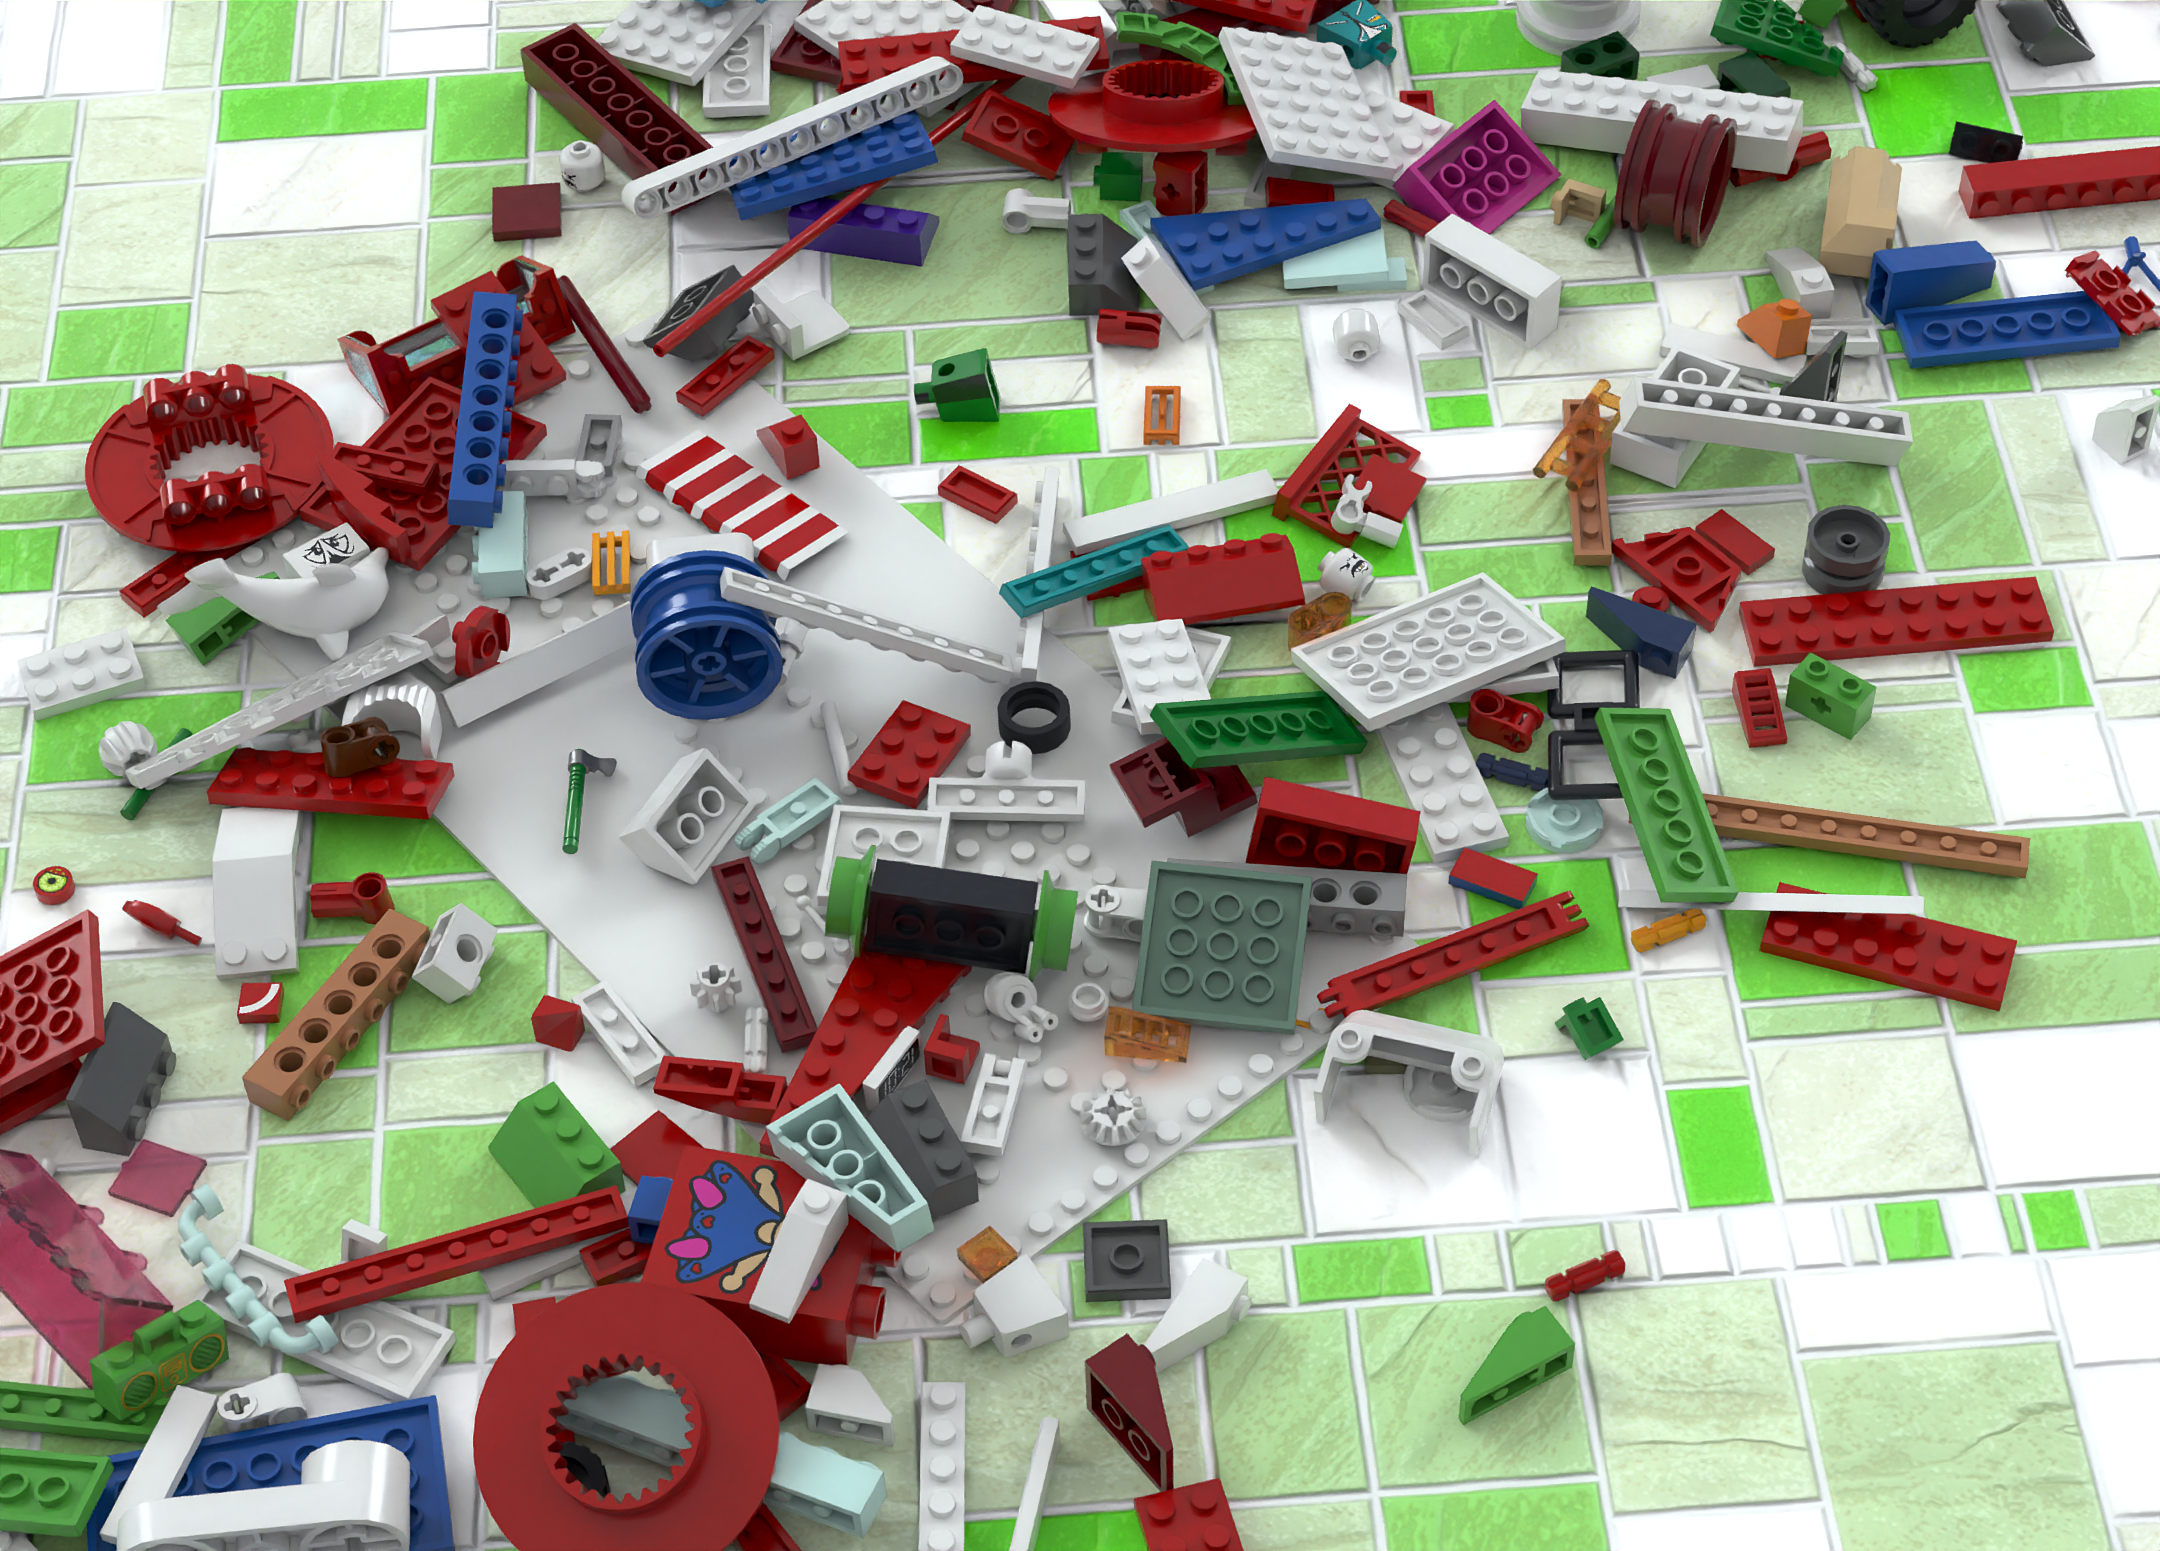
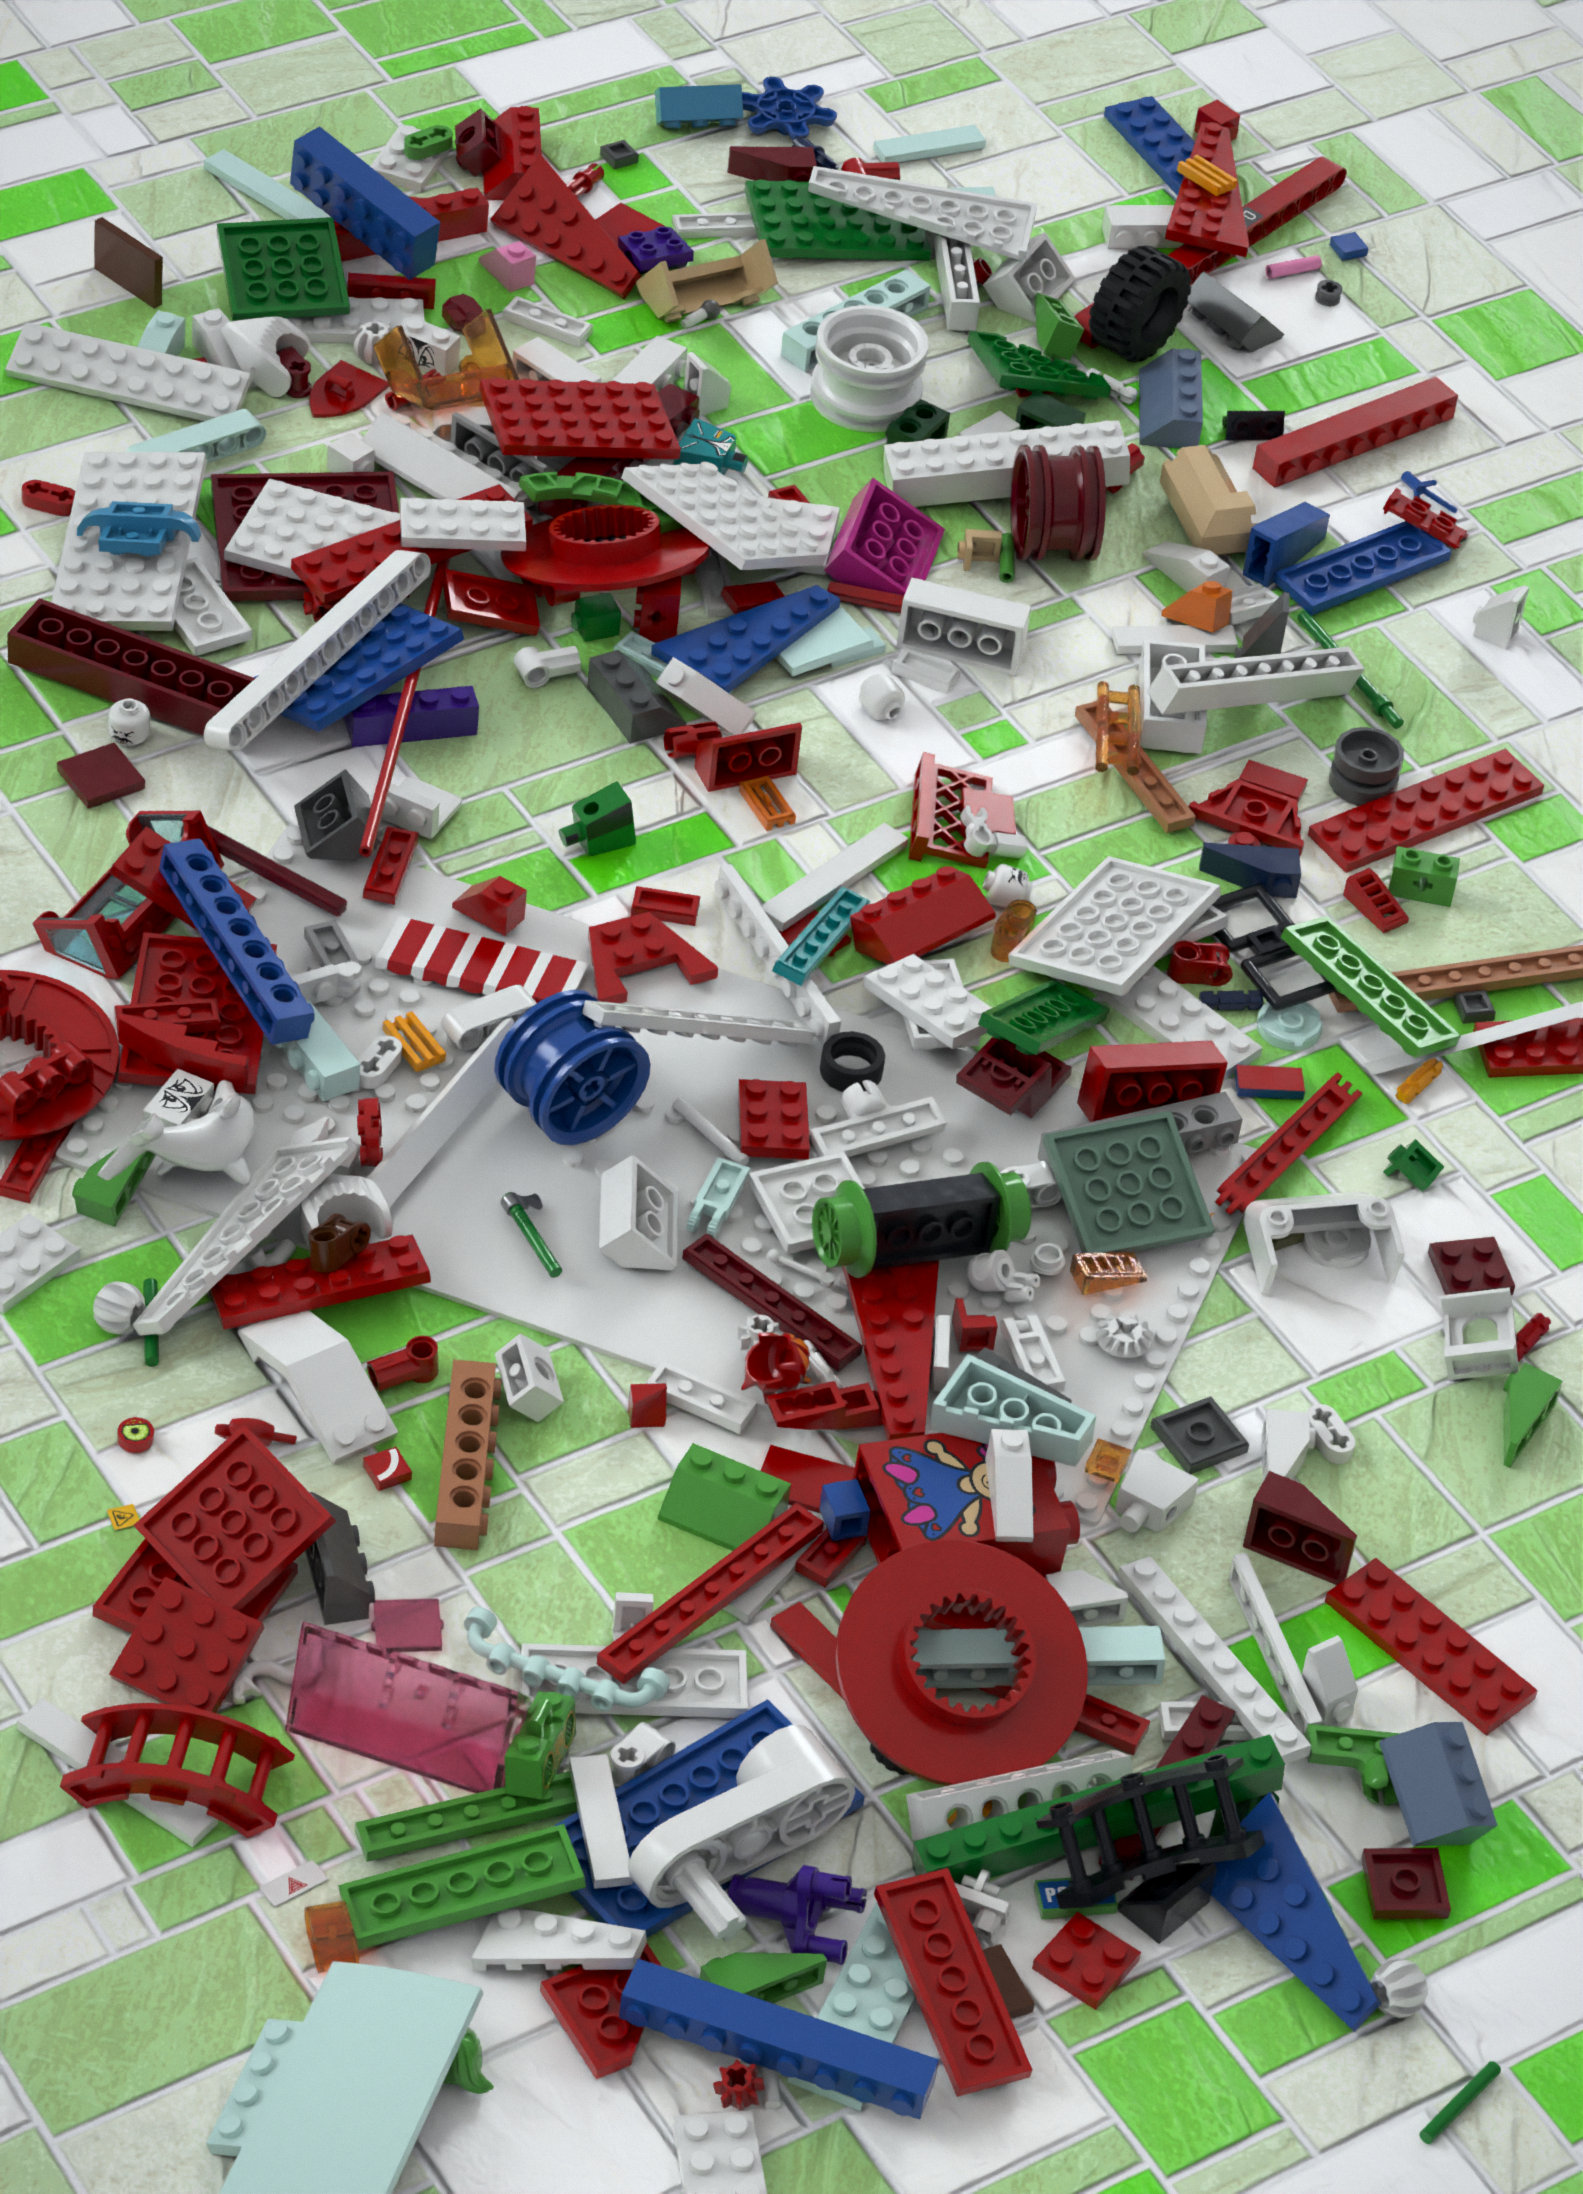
camera: 35 degrees left, 5 degrees down
(696, 1024) = (776, 1364): none -> red hair
(900, 528) = (637, 946): none -> red wing
(1166, 360) = (748, 756): none -> red slope
(1282, 1310) = (1334, 1431): none -> white beam
(1494, 1281) = (1481, 1357): none -> white panel
(1577, 1170) = (1470, 1265): none -> dark red plate
(1795, 863) = (1474, 1006): none -> dark grey tile
(1909, 98) = (1171, 400): none -> sand blue slope
(1921, 486) = (1379, 702): none -> green bar

